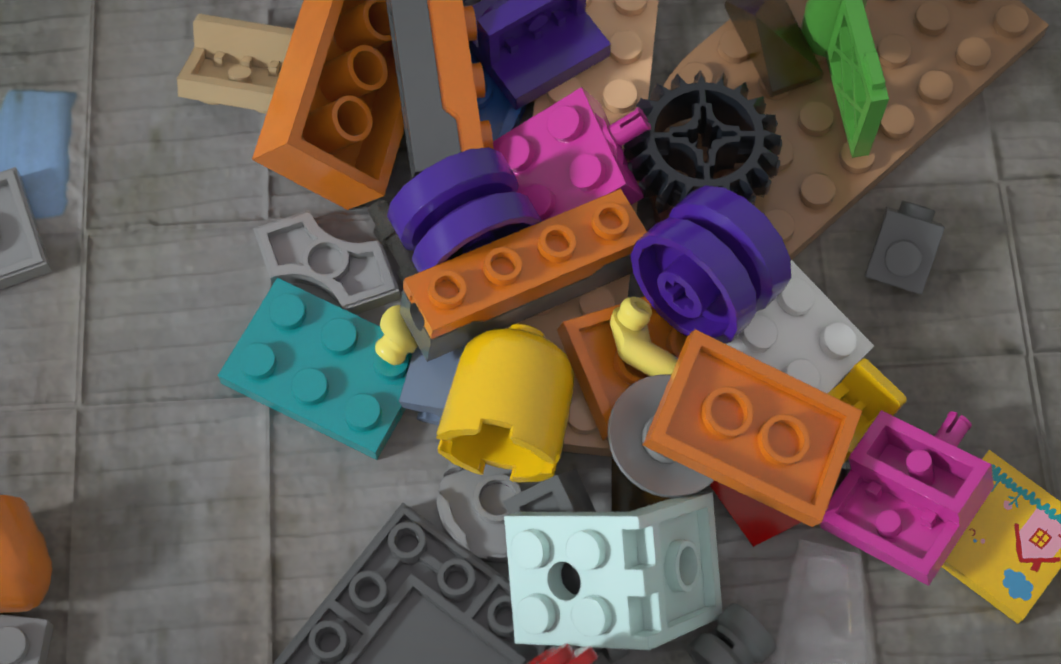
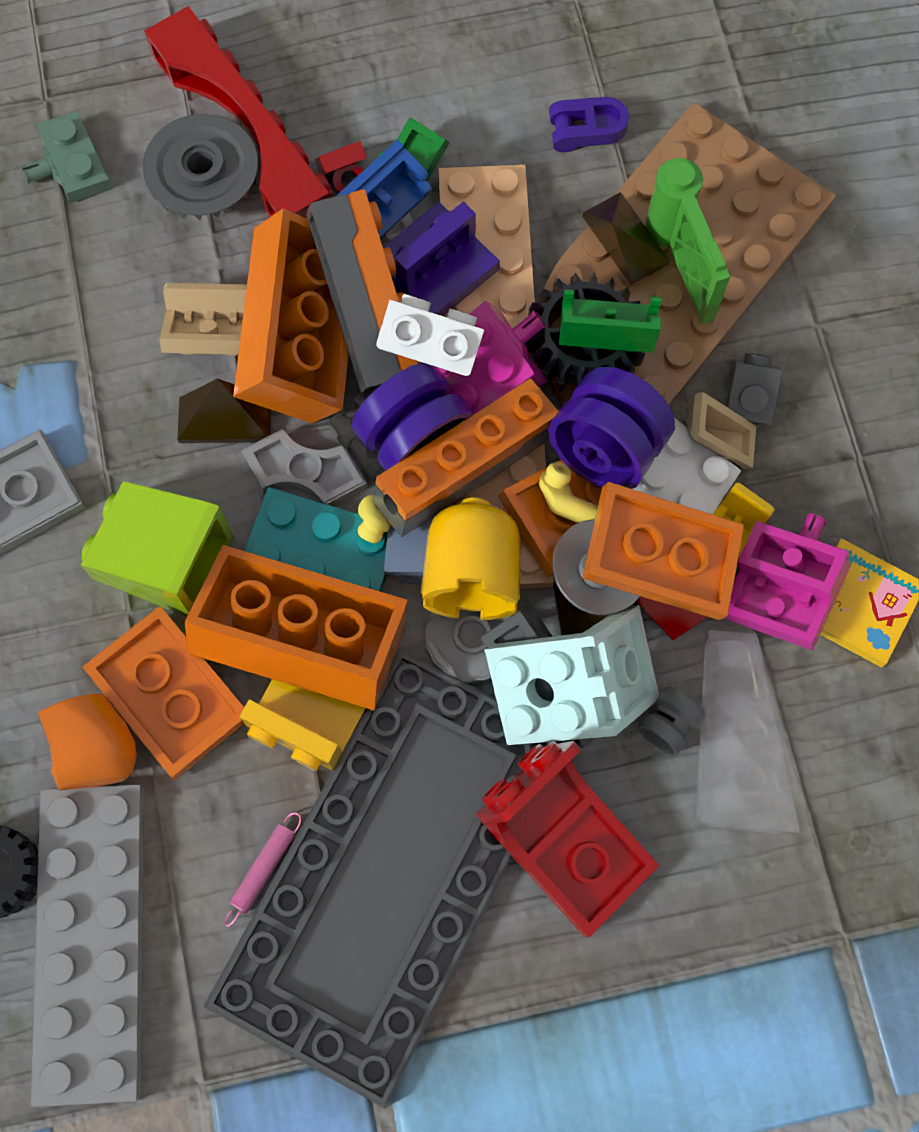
camera: 10 degrees left, 5 degrees up
(104, 511) = (165, 693): none -> orange plate
(128, 330) = (156, 545): none -> lime slope
(233, 185) = (216, 416): none -> dark brown slope
(276, 558) = (304, 722): none -> yellow bracket
(277, 453) = (296, 626): none -> orange brick
(500, 119) = (428, 337): none -> white bracket
(729, 136) = (609, 324): none -> green hinge
(857, 291) = (721, 430): none -> tan slope

